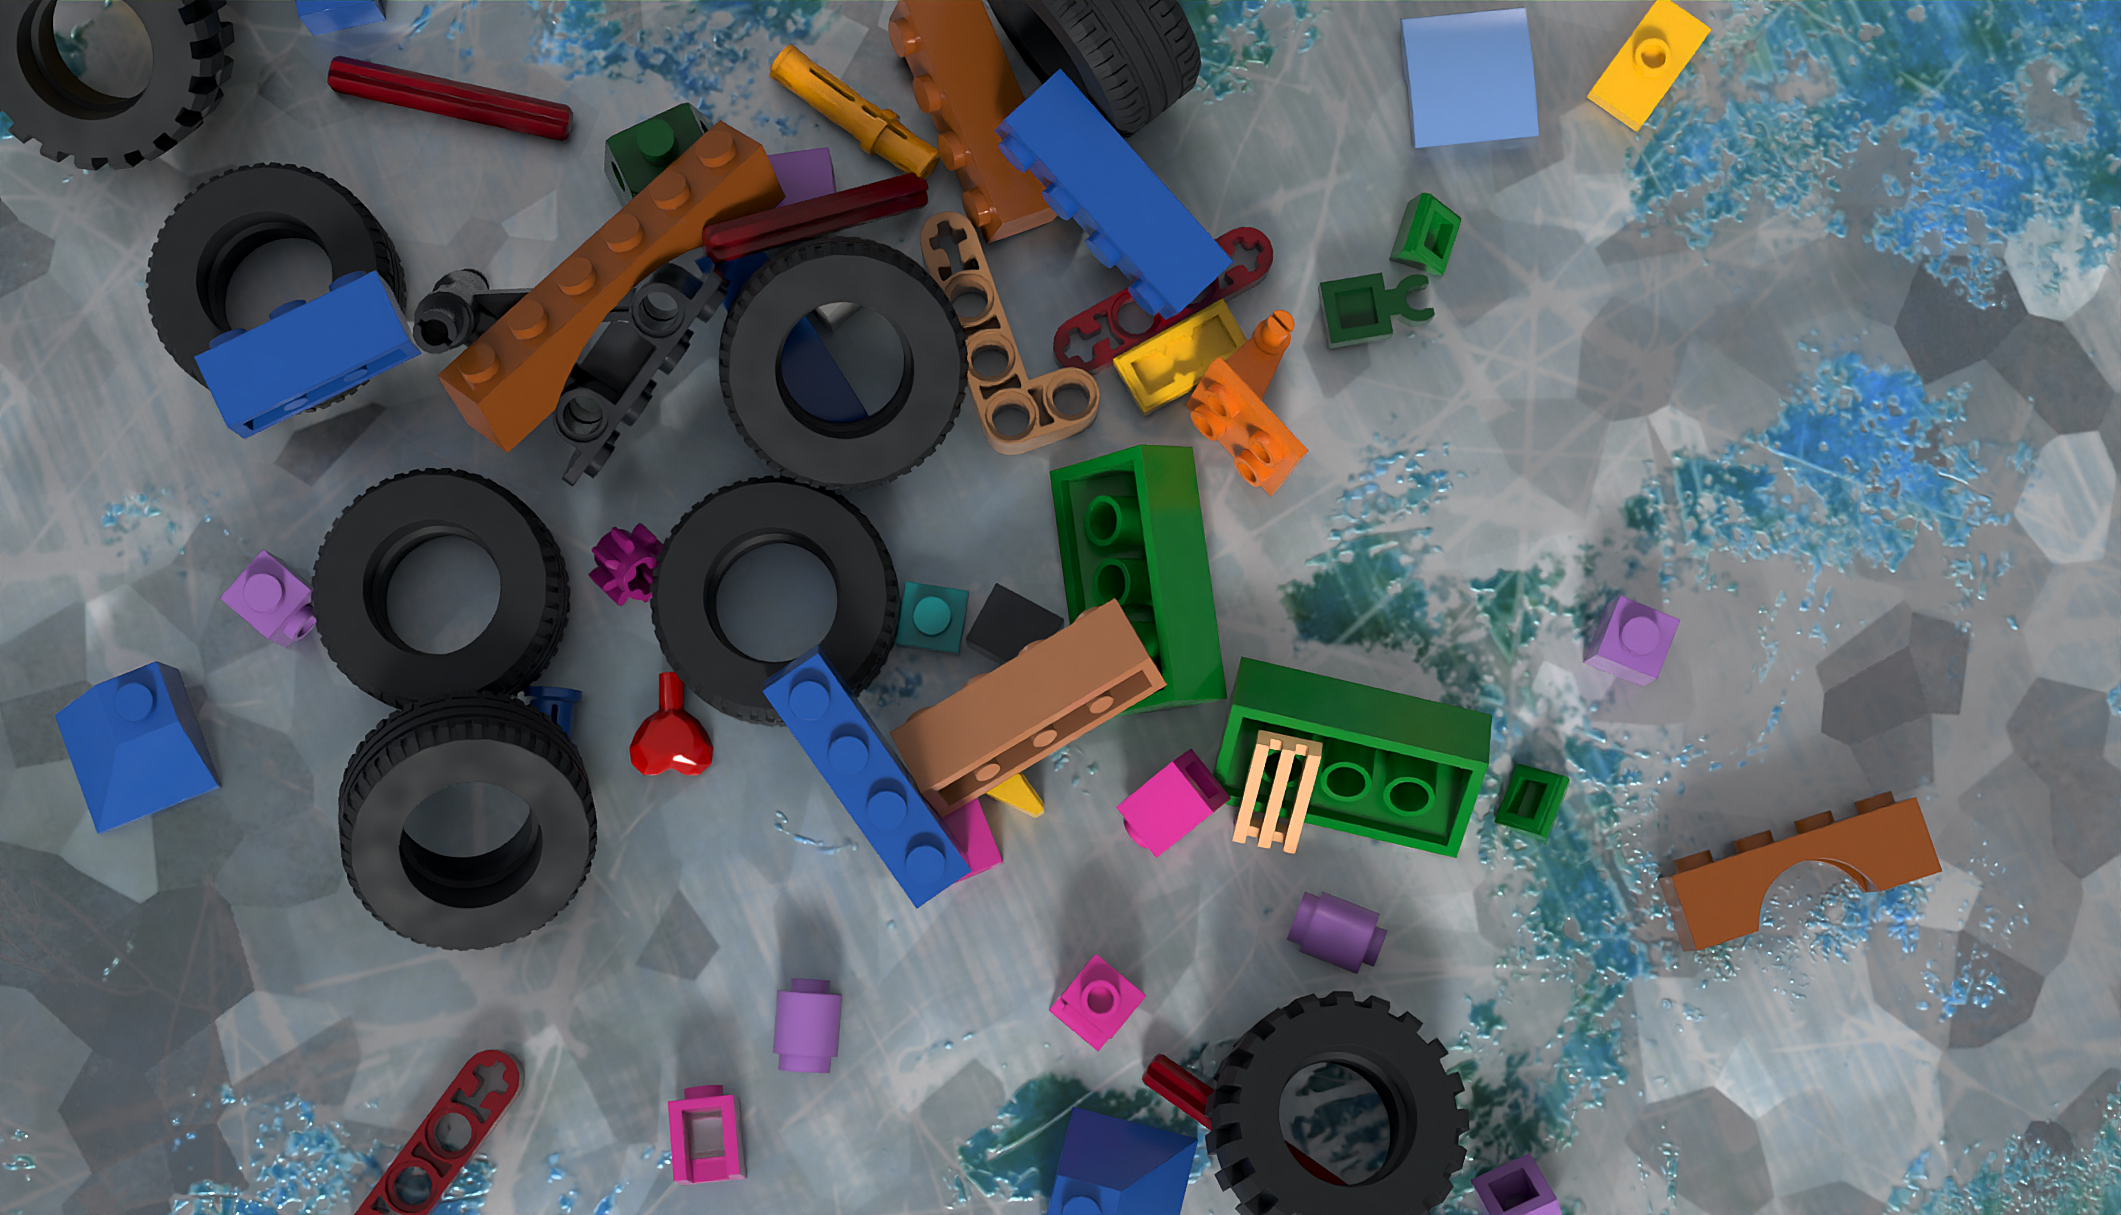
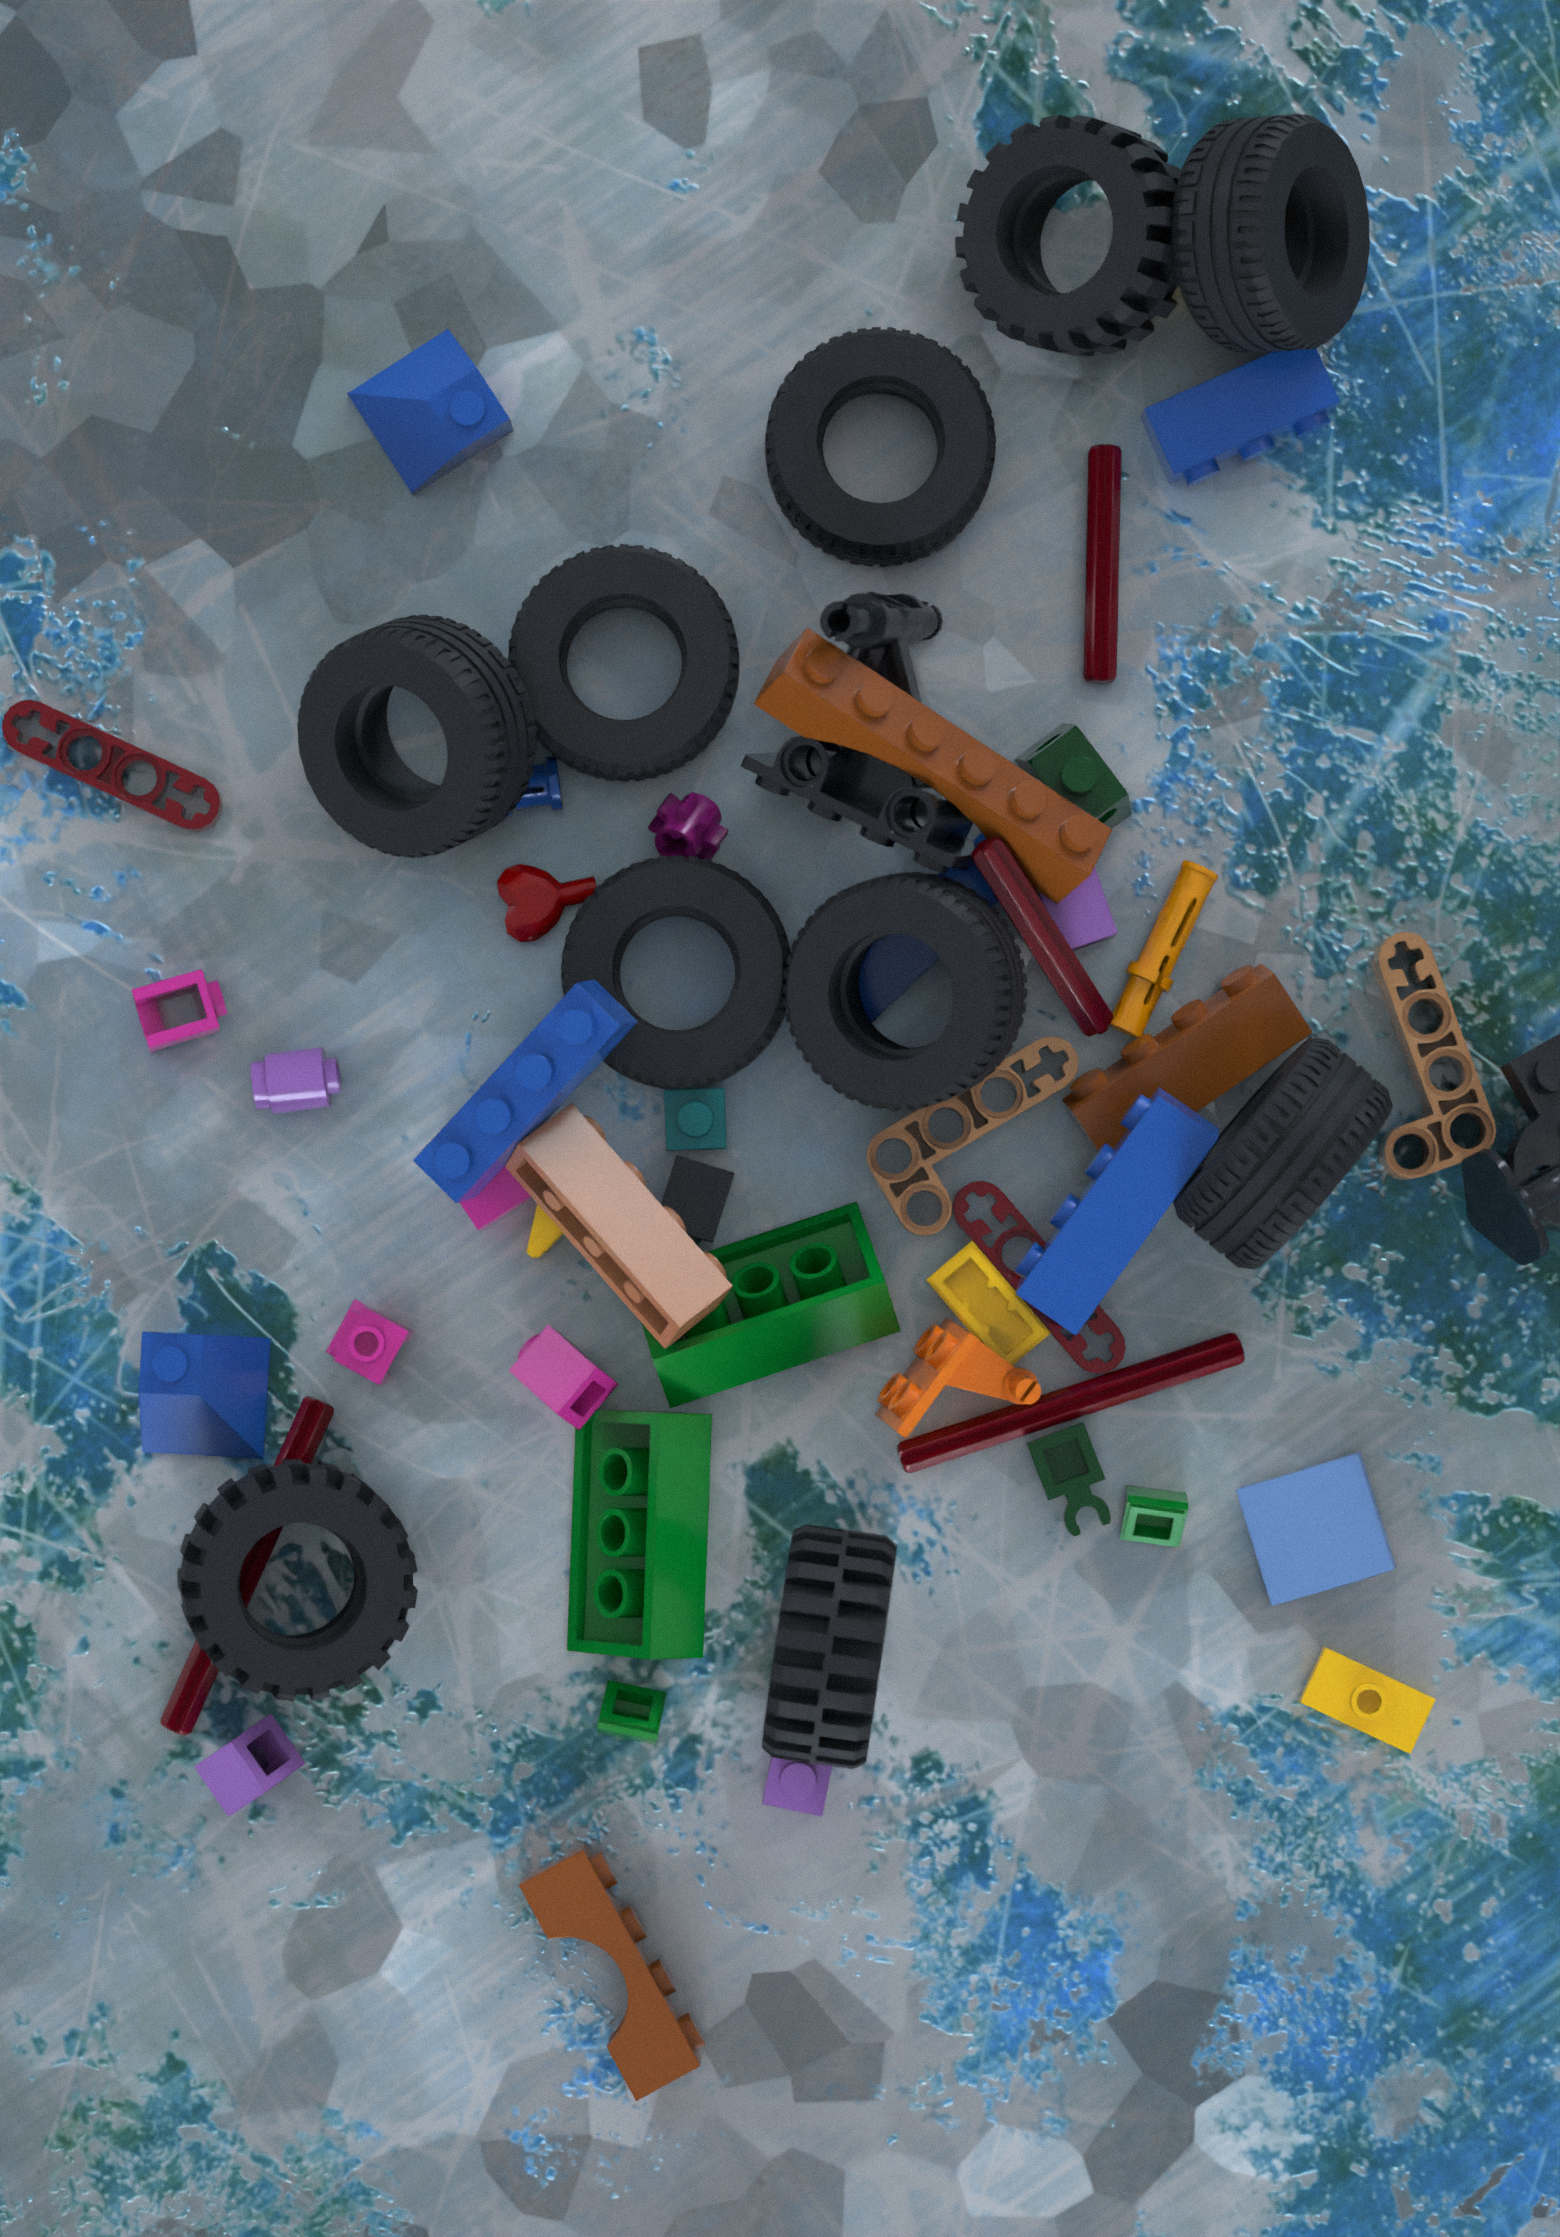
camera: 85 degrees right, 5 degrees up
(273, 599) = (590, 510): medium lavender brick -> none
(307, 353) = (813, 498): blue brick -> none
(1268, 829) = (559, 1470): light nougat tile -> none
(1297, 295) = (1071, 1402): none -> dark red axle
(1337, 931) = (475, 1551): medium lavender brick -> none
(1511, 570) = (829, 1646): none -> black tyre

